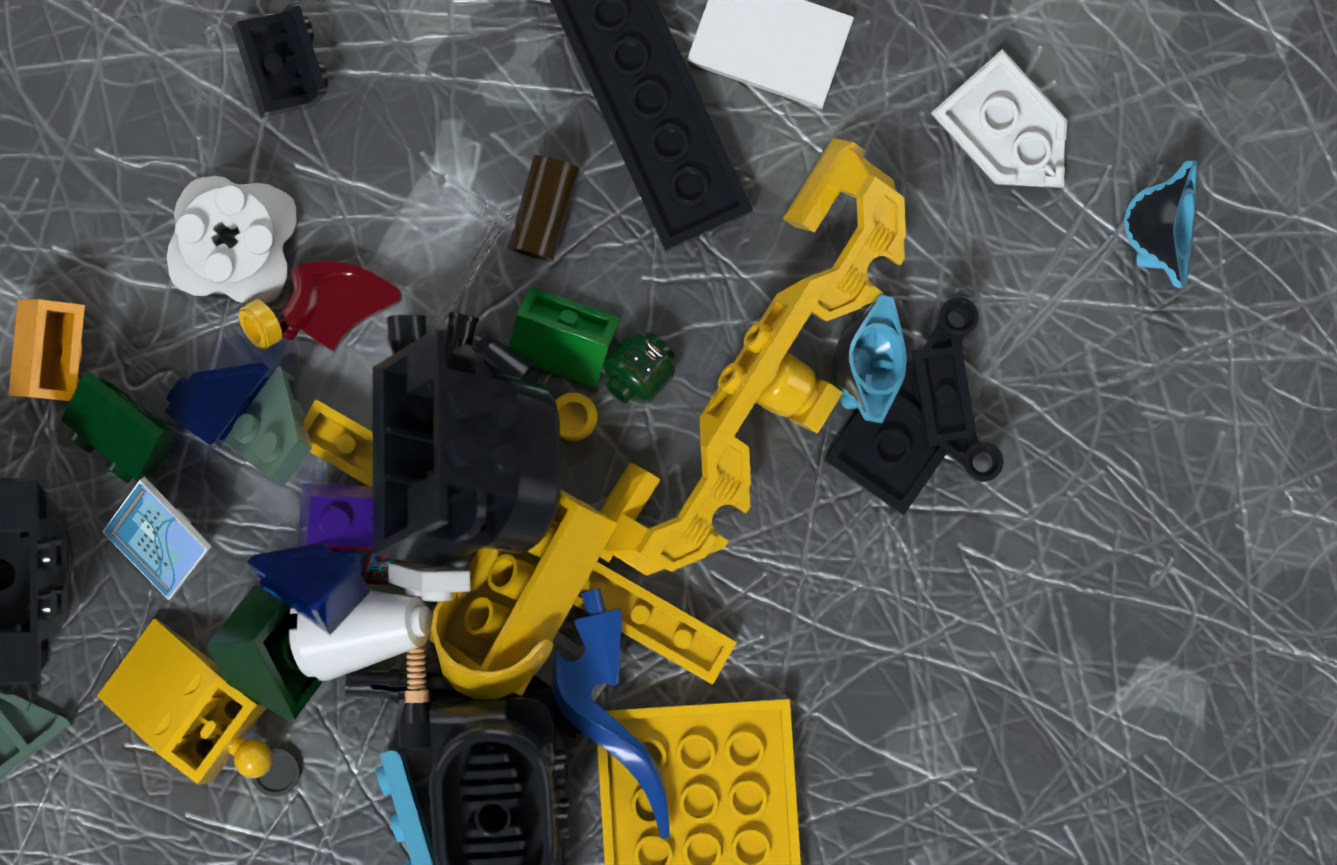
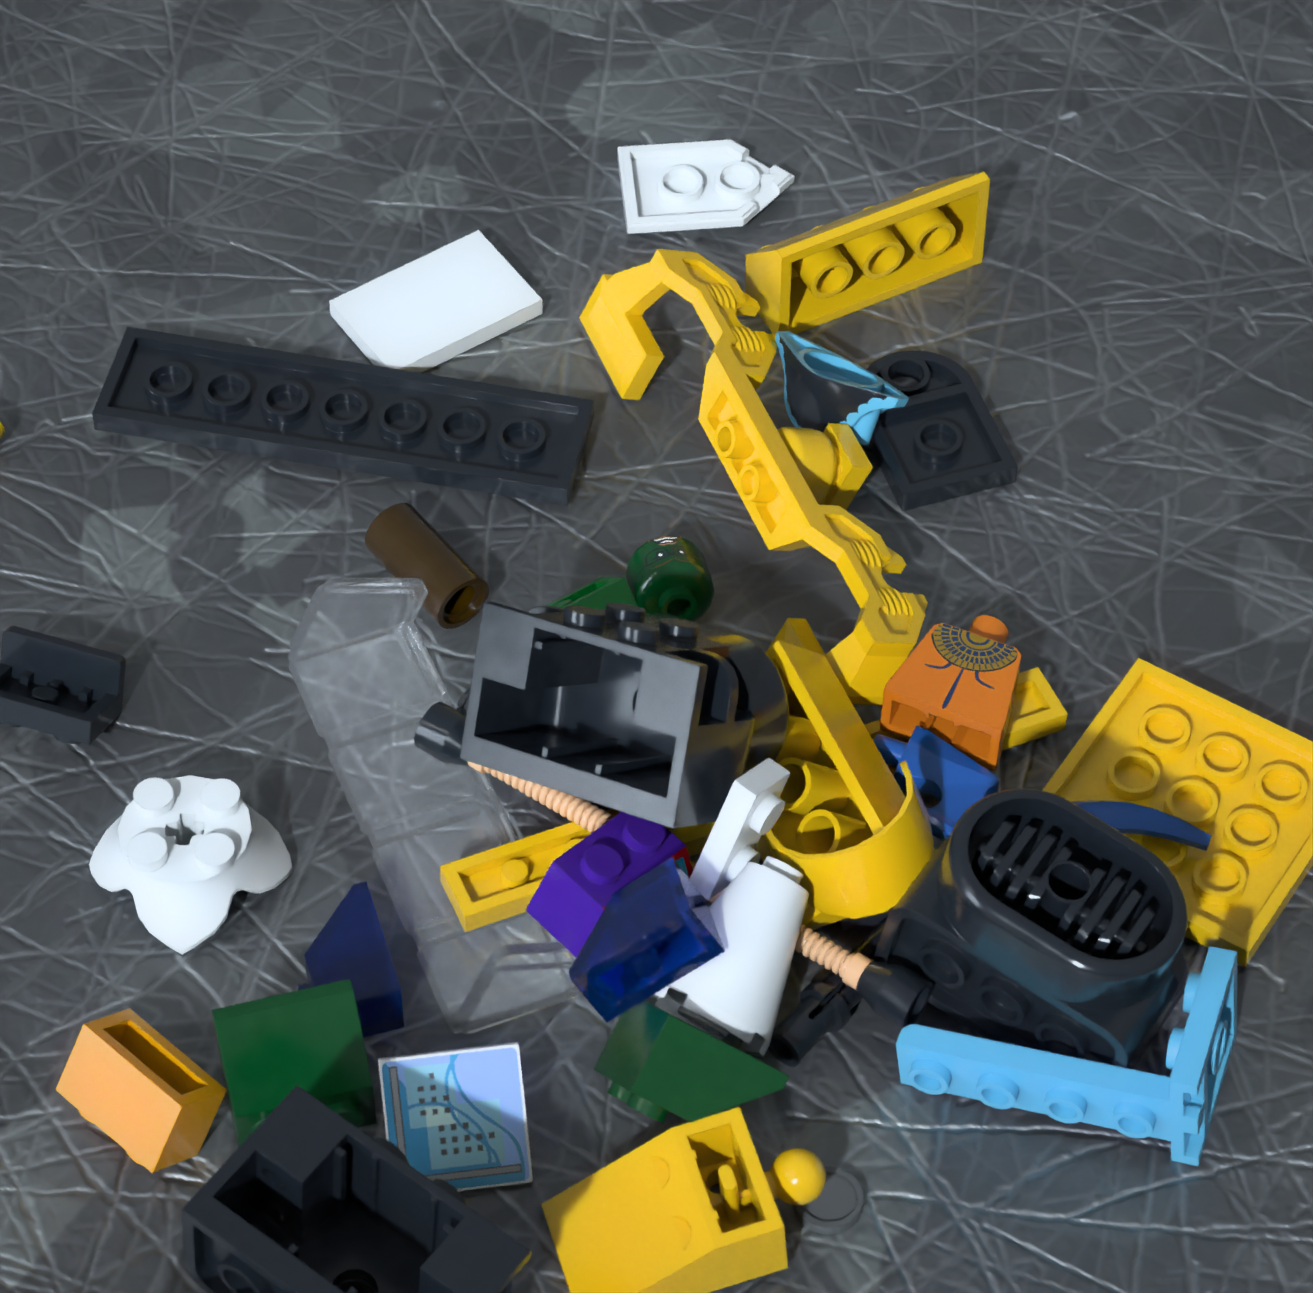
camera: 60 degrees left, 35 degrees down
(260, 324) = (307, 880): yellow tile -> none
(272, 430) = (440, 932): sand green wing -> none
(333, 300) = (345, 806): dark red arm -> none
(666, 617) = (957, 688): none -> orange torso
(946, 393) = (926, 352): black plate -> none
(1017, 291) = (870, 255): none -> yellow slope
(1162, 224) = (899, 122): hat -> none

